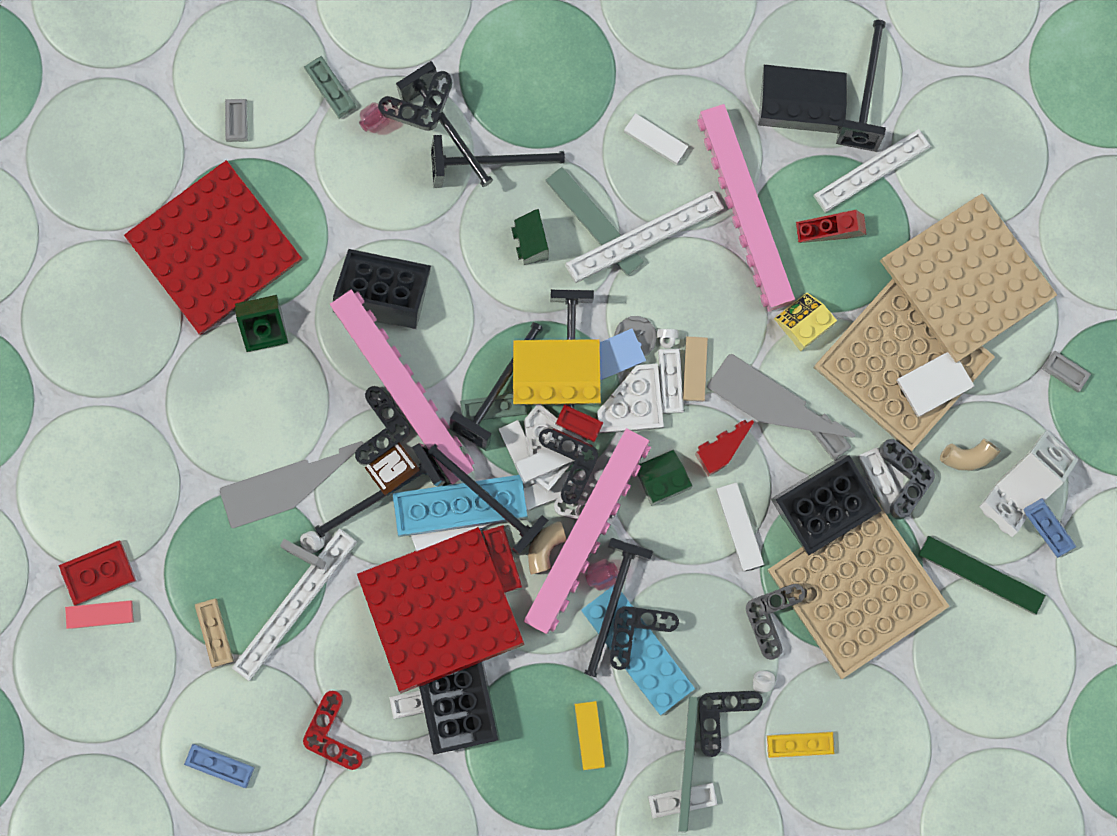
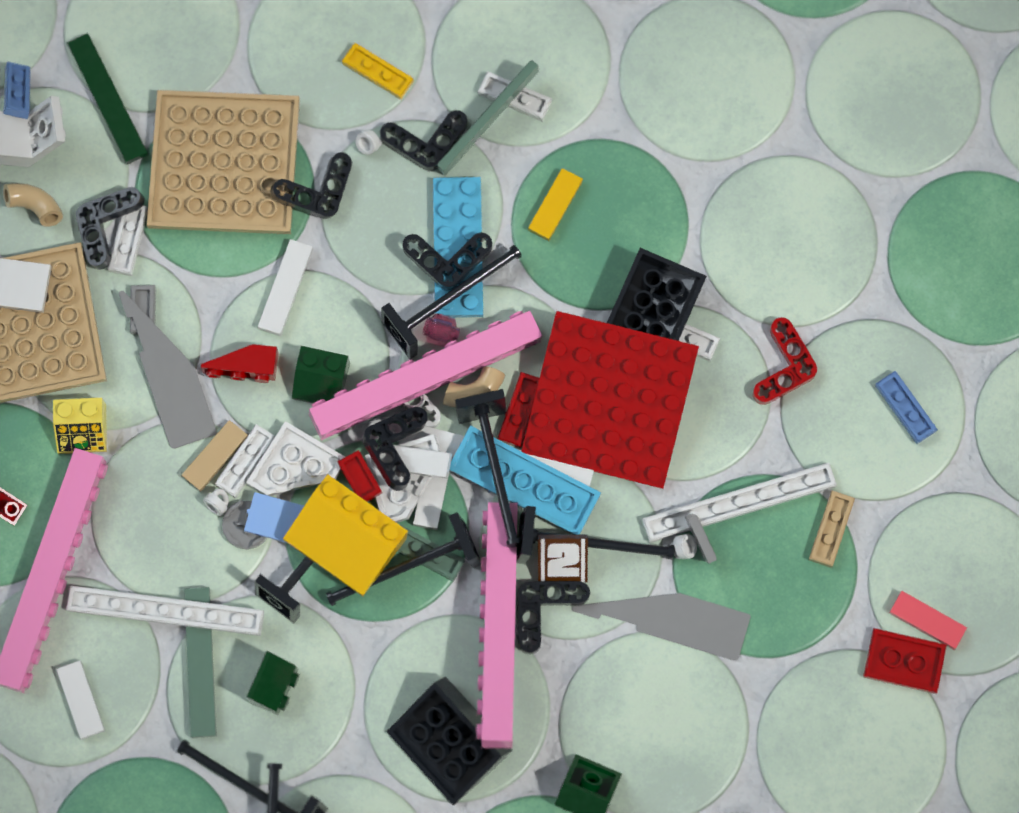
camera: 140 degrees left, 5 degrees down
(826, 504) = (193, 249): black slope -> none

